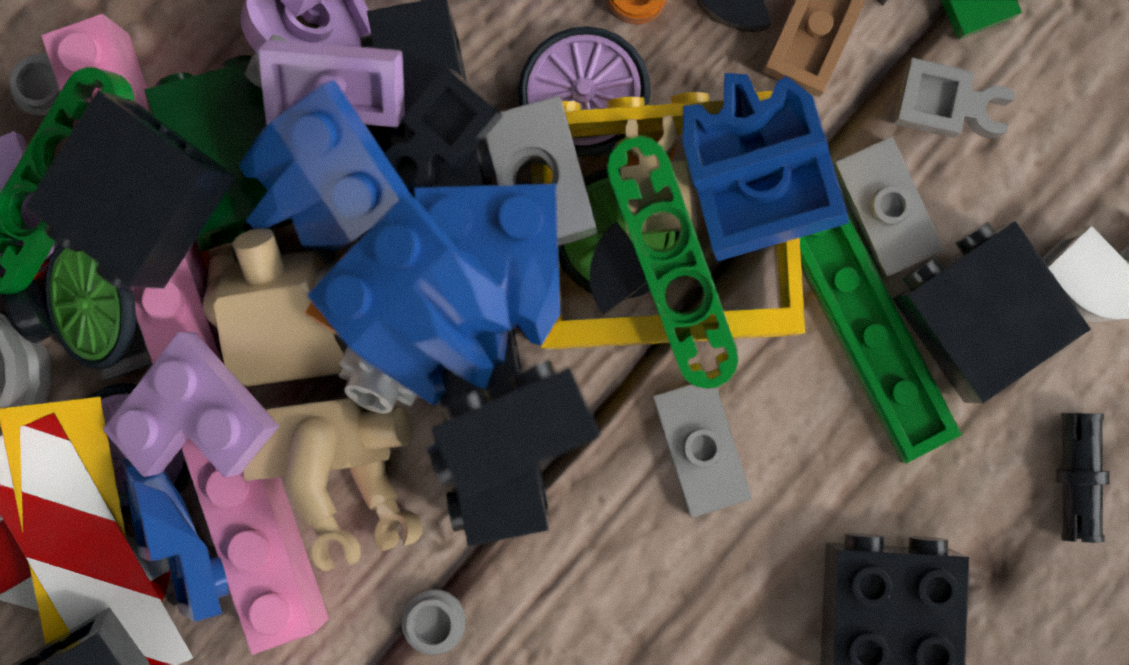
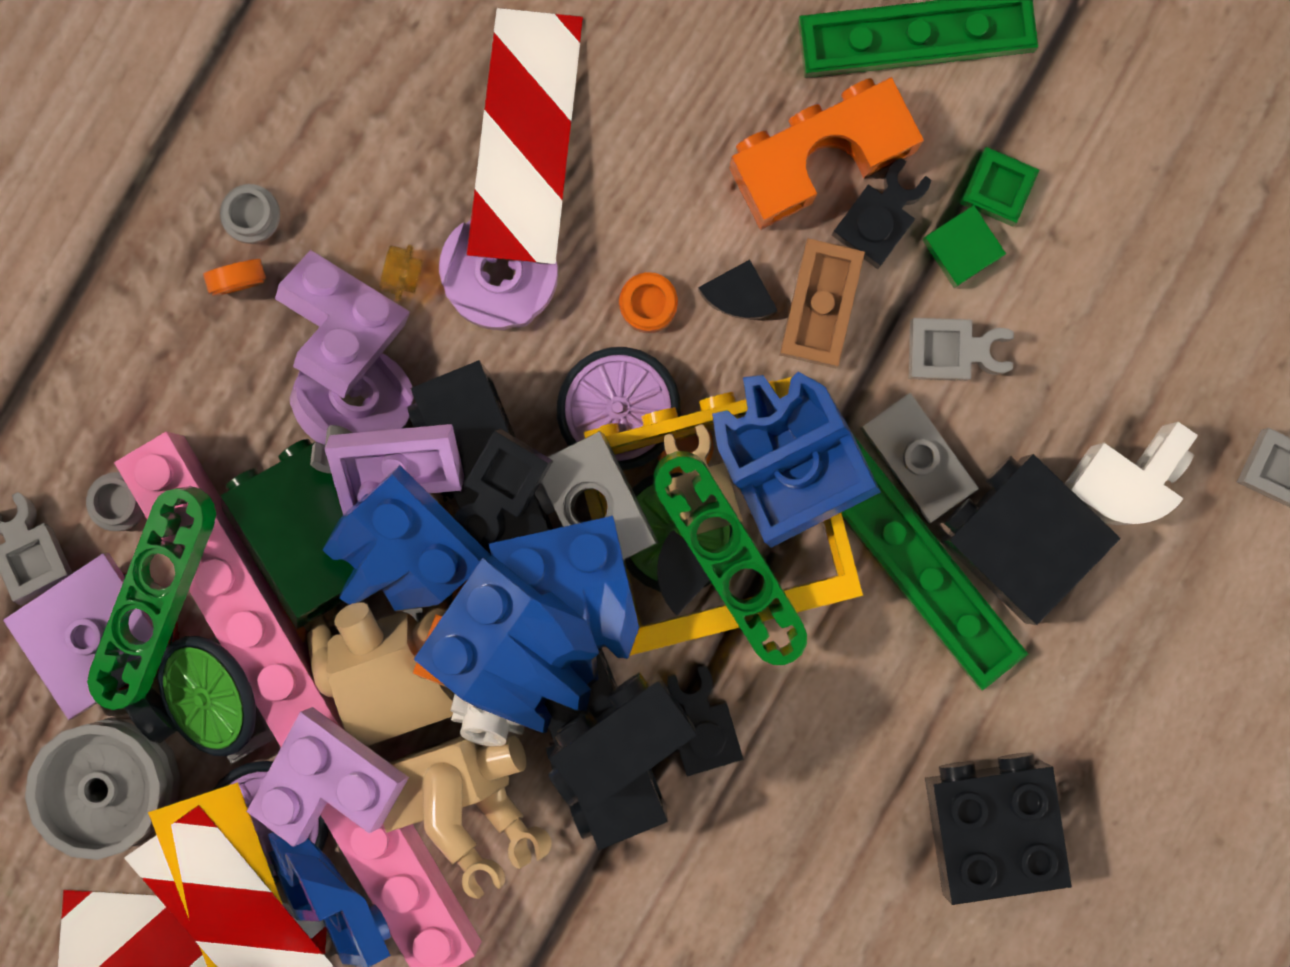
camera: 15 degrees left, 0 degrees up
(129, 193) = (233, 597): black brick -> none
(433, 621) = (578, 924): light grey plate -> none
(614, 455) = (716, 736): none -> black plate
(701, 449) = (793, 716): light grey plate -> none
(1083, 477) = (1146, 670): black pin -> none

